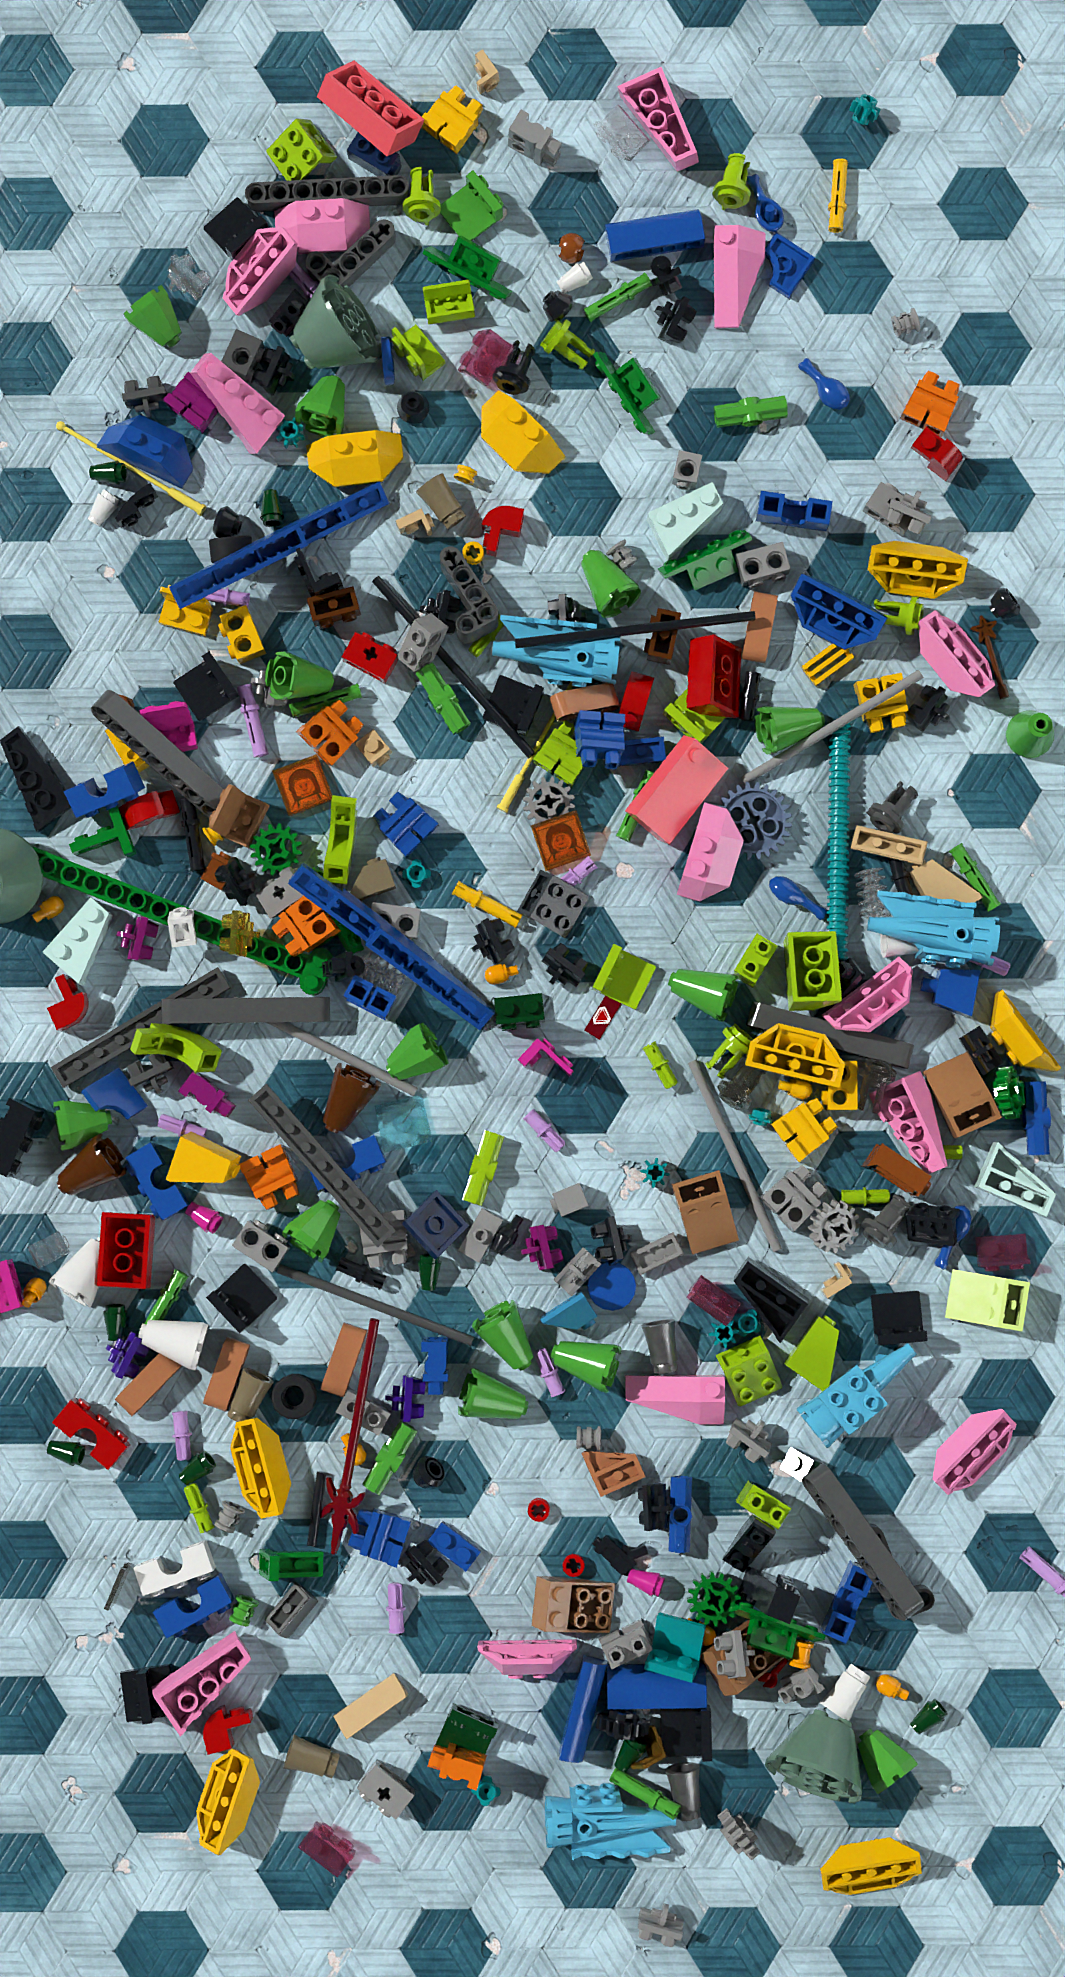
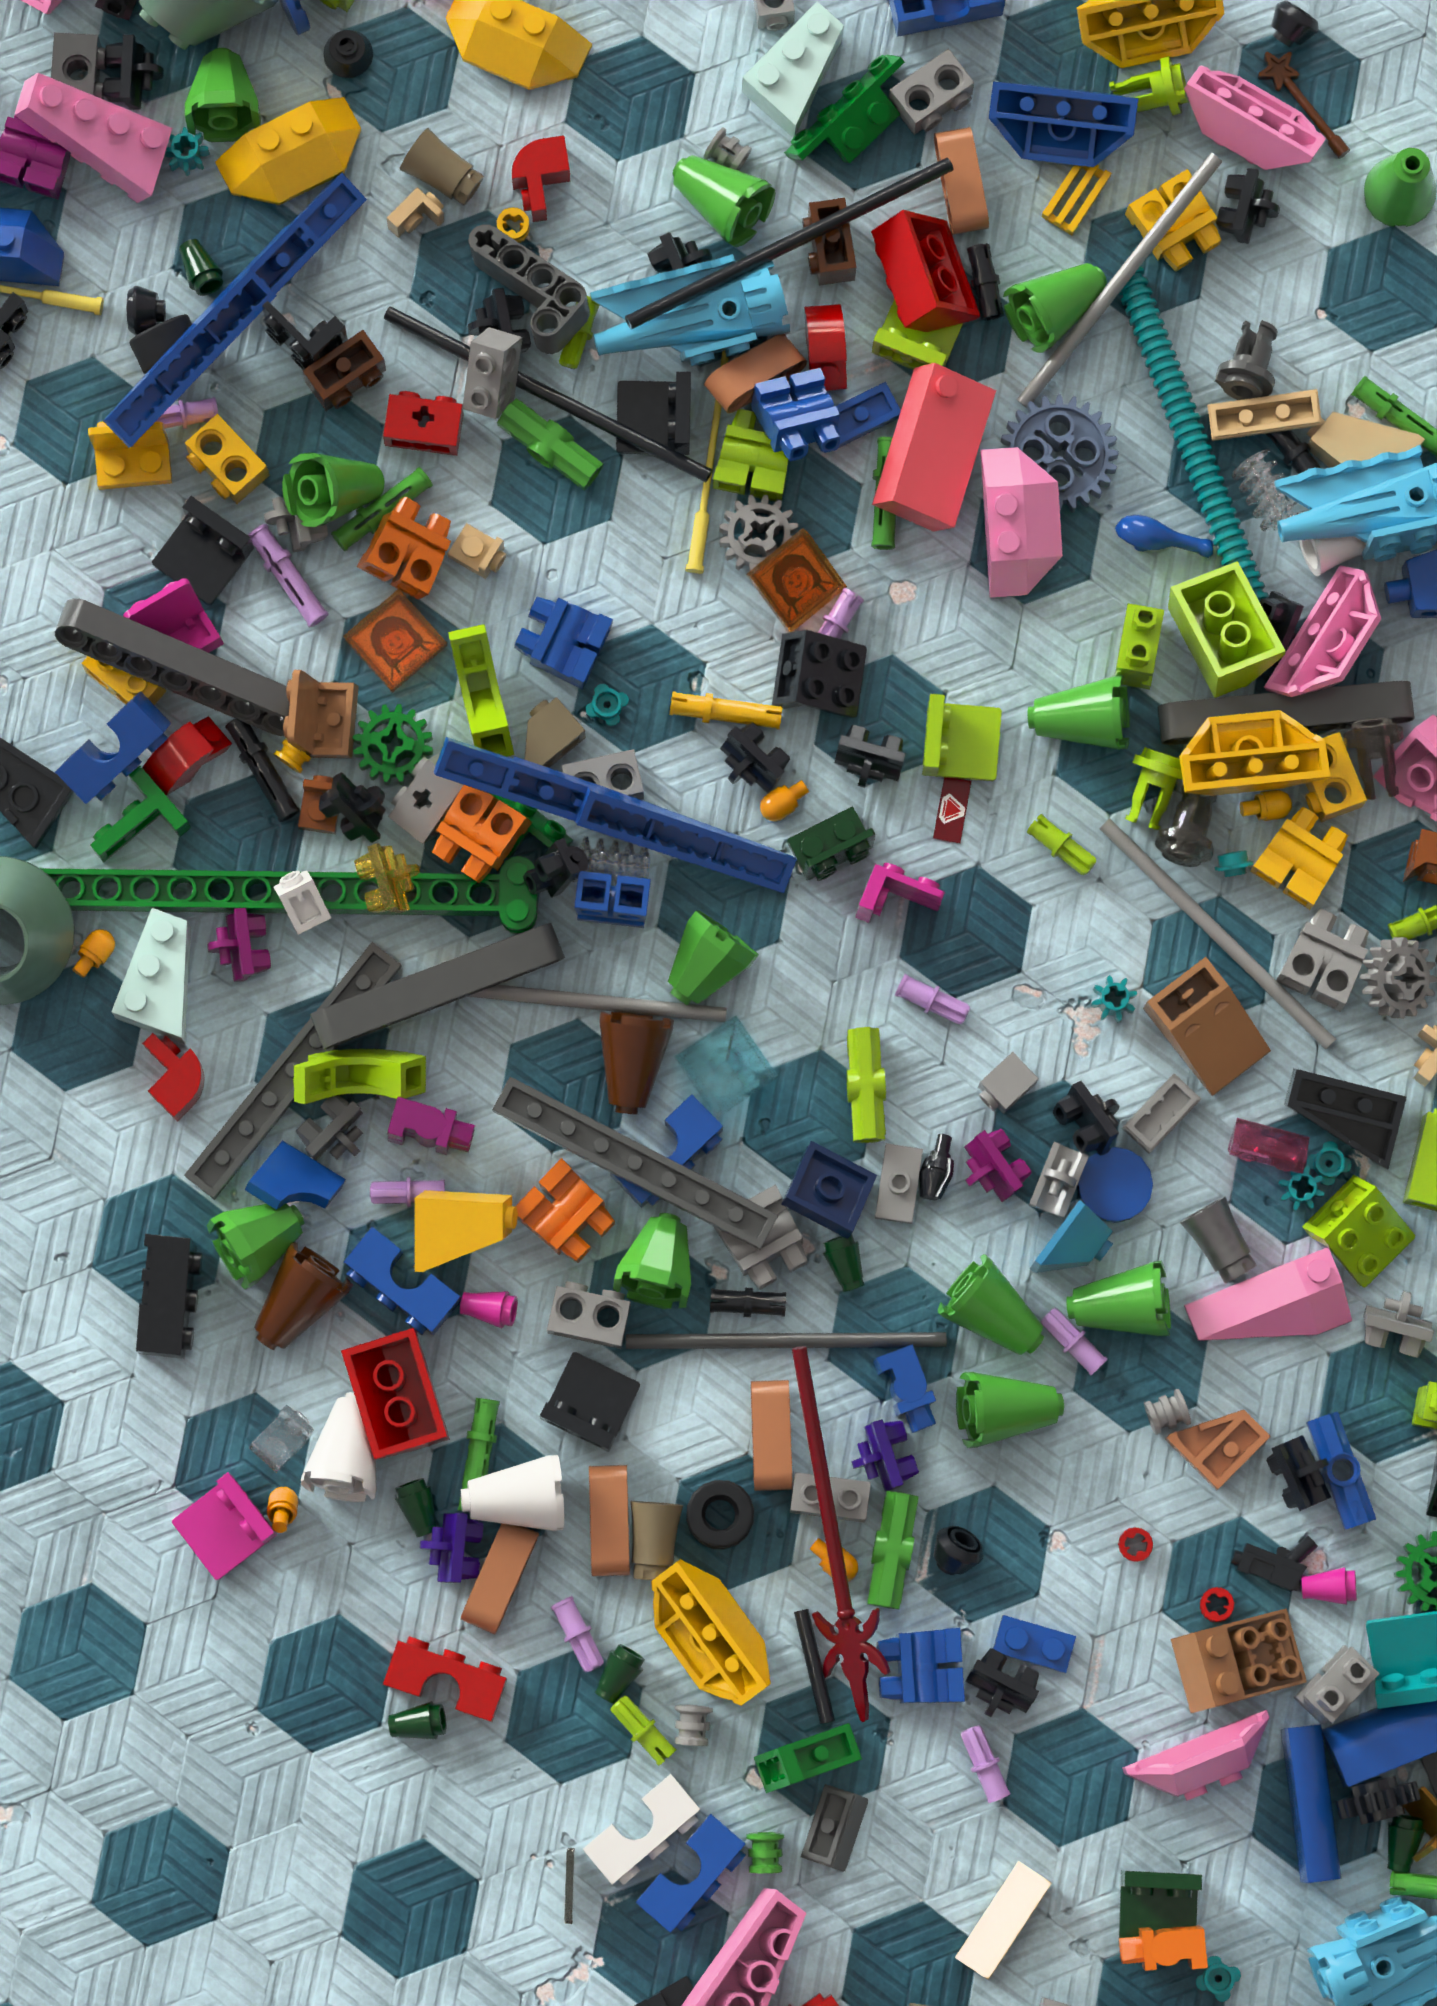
camera: 30 degrees left, 5 degrees down
(465, 474) = (460, 119): yellow bush -> none

